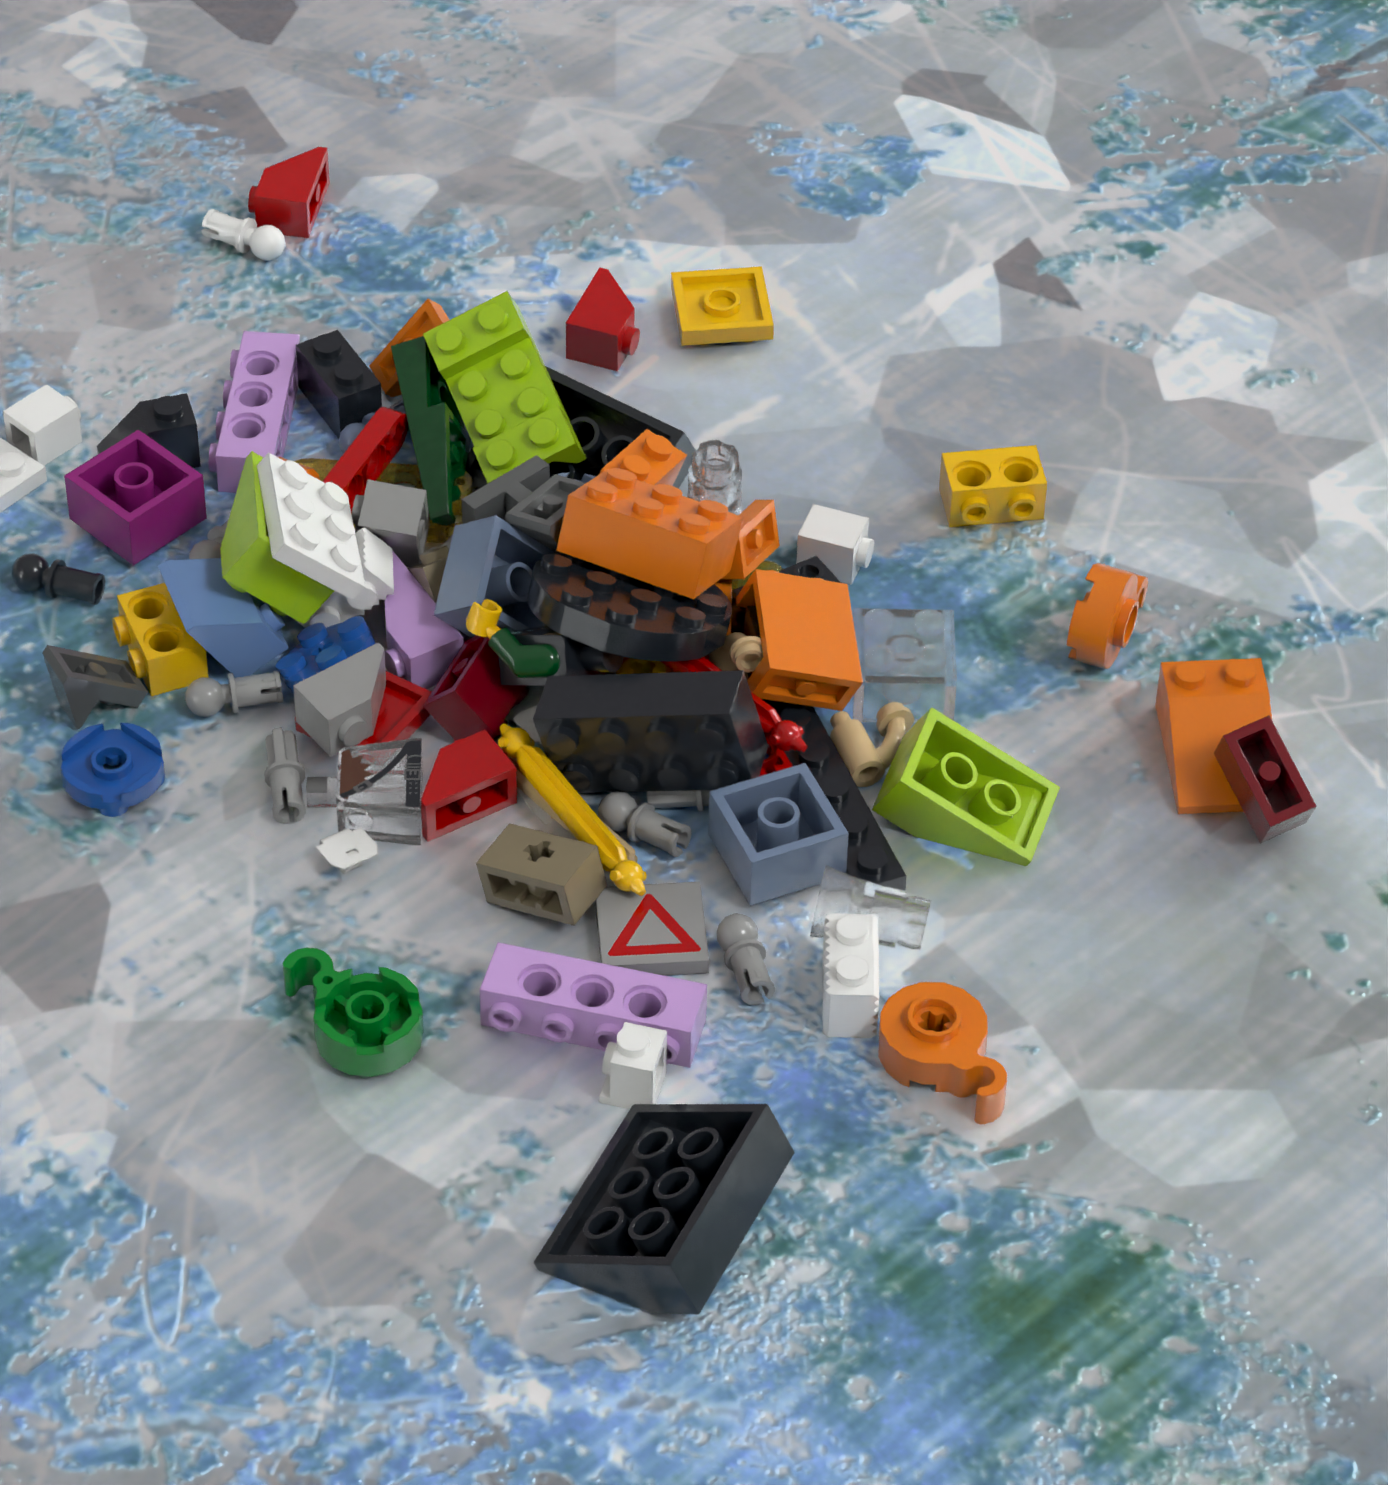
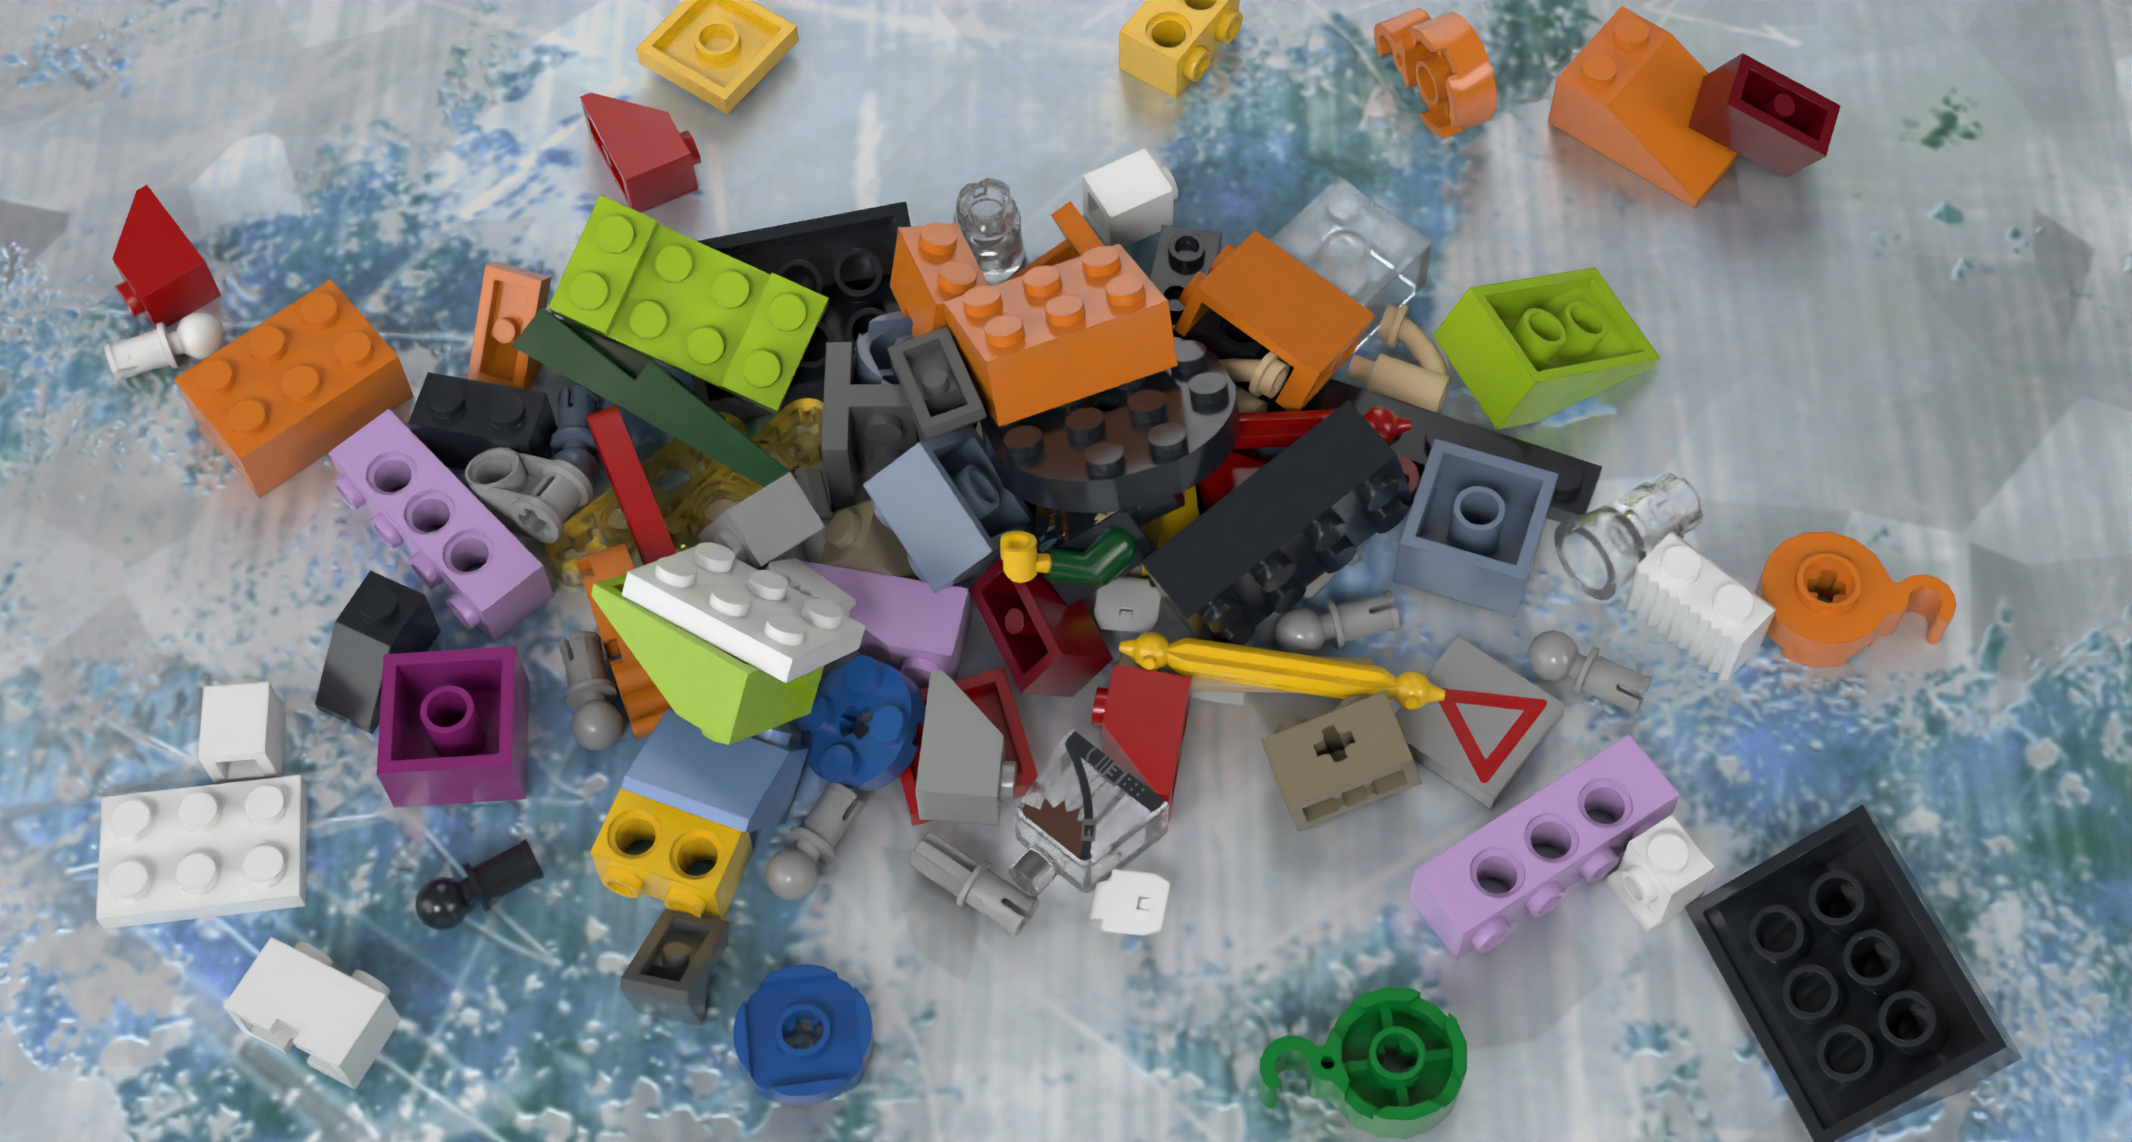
camera: 45 degrees left, 15 degrees up
(272, 291) = (294, 387): none -> orange brick
(315, 424) = (528, 491): none -> light grey piece

